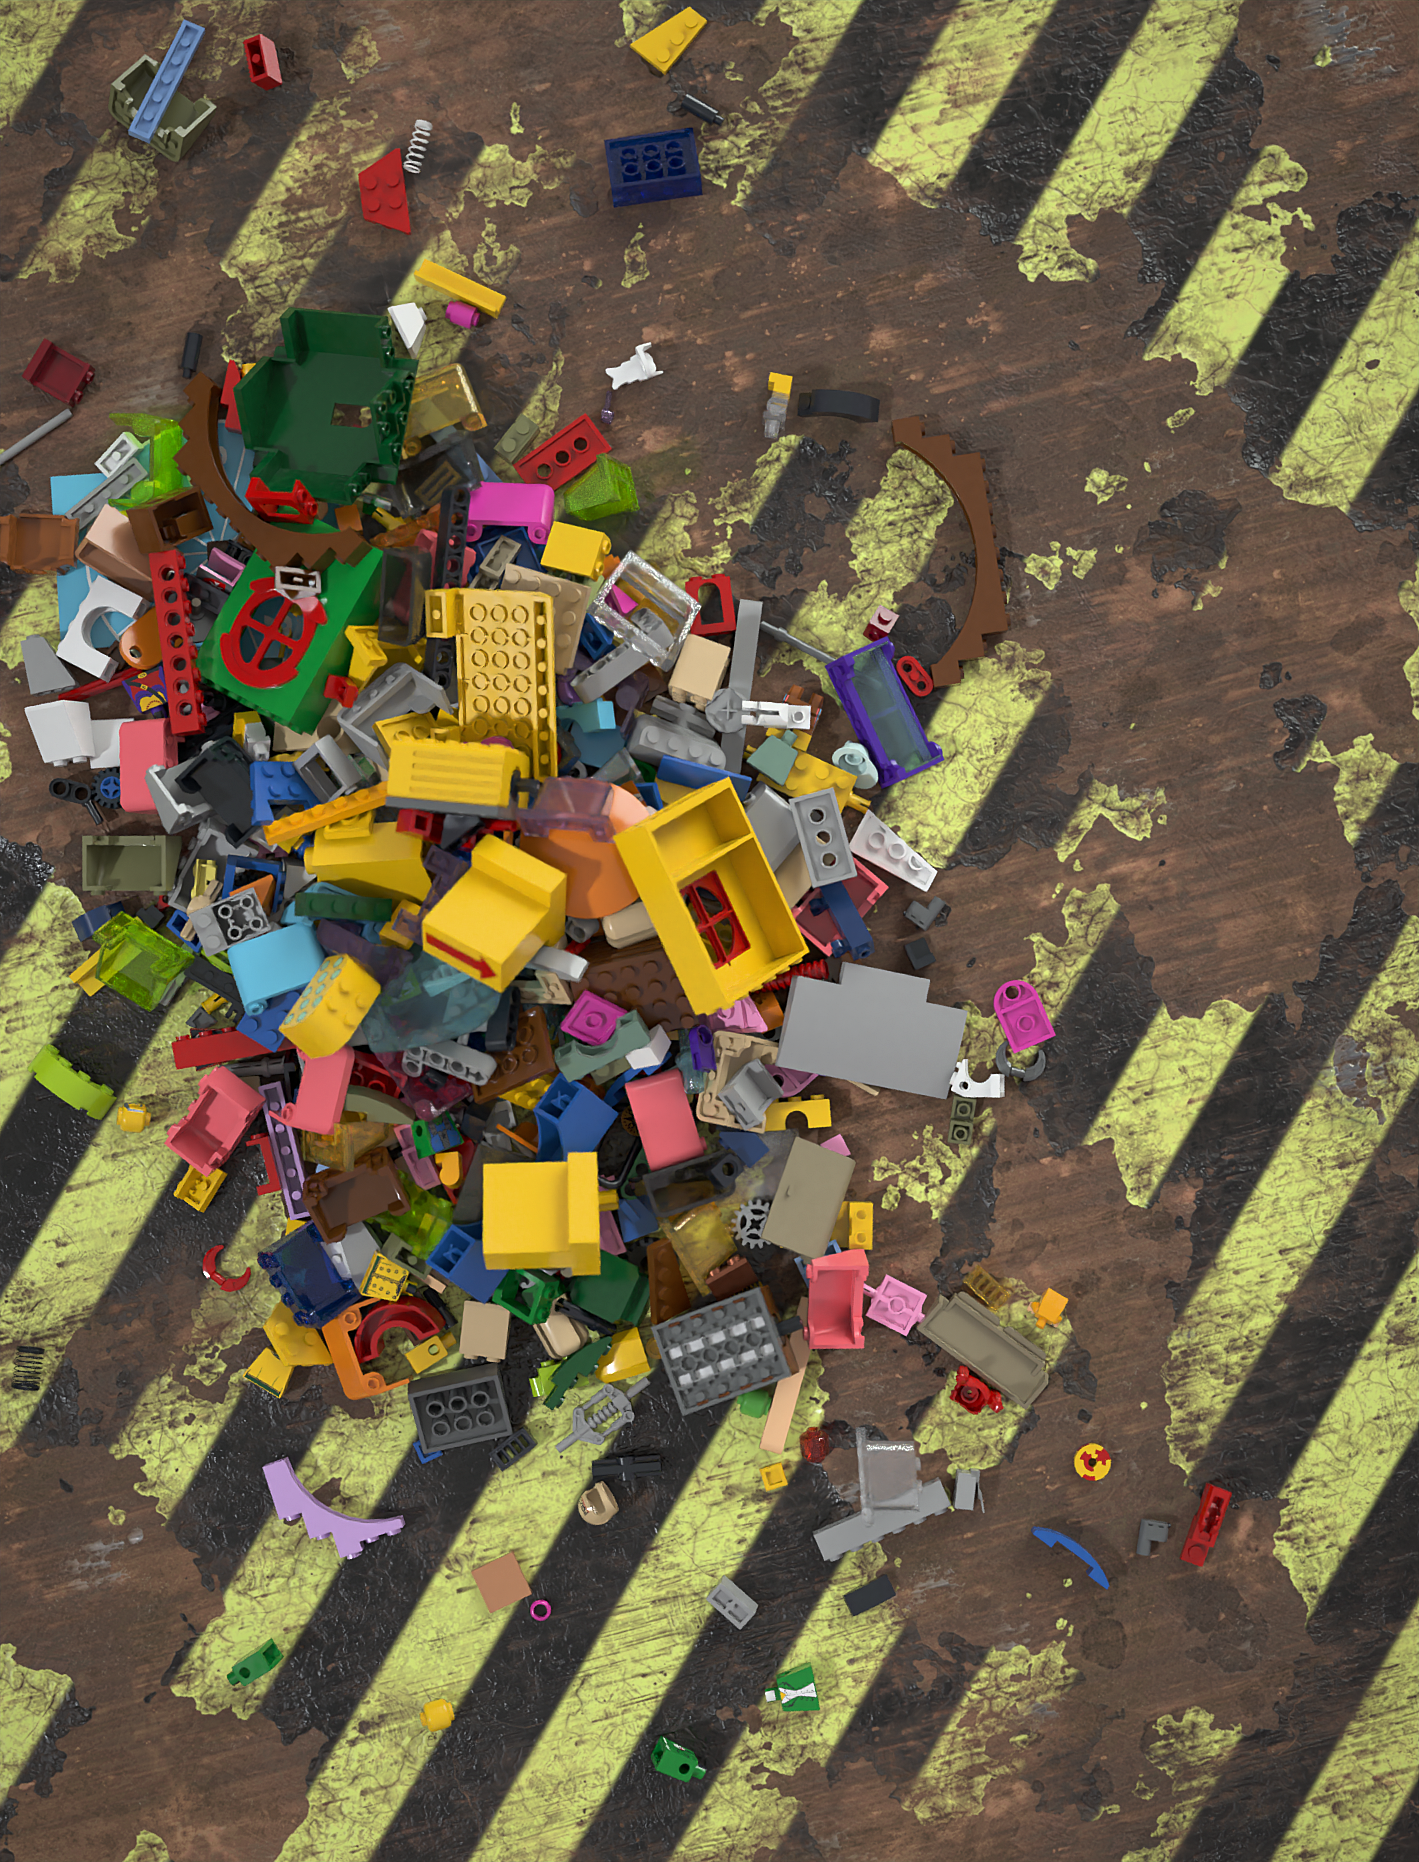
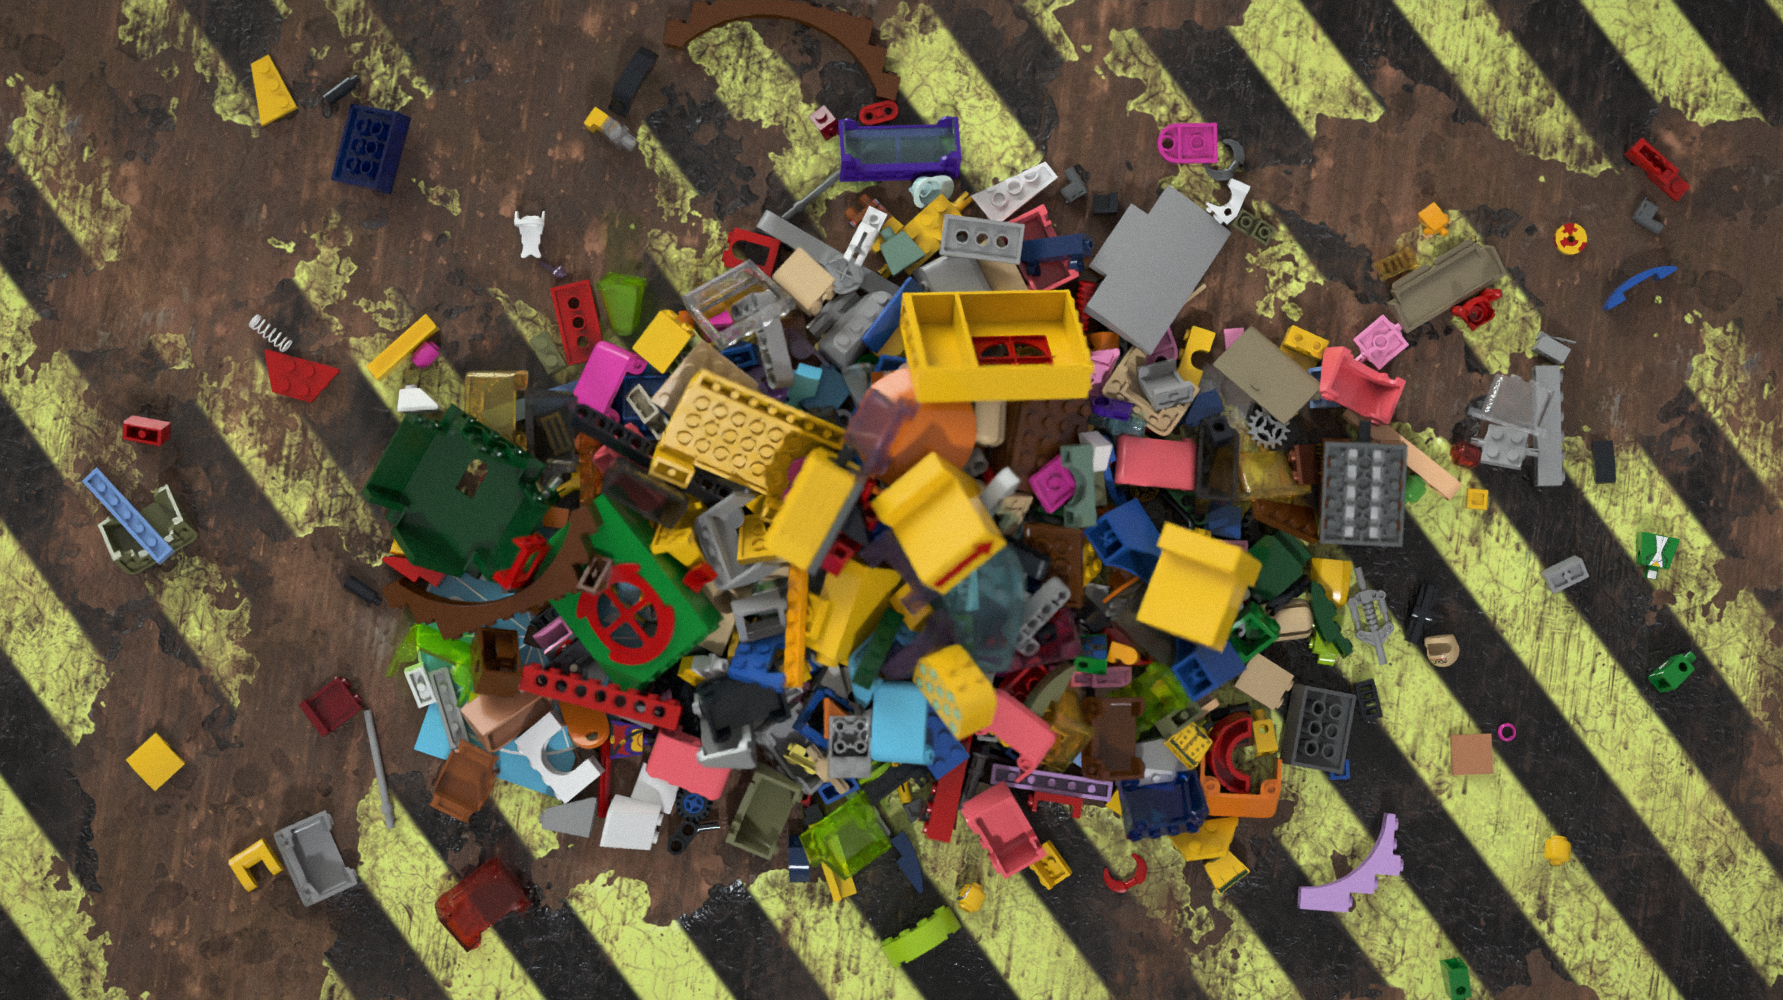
camera: 75 degrees left, 0 degrees up
(145, 1035) = (908, 861): none -> dark blue slope
(652, 1349) = (1334, 551): yellow plate -> none
(838, 1483) = (1504, 447): none -> light grey plate

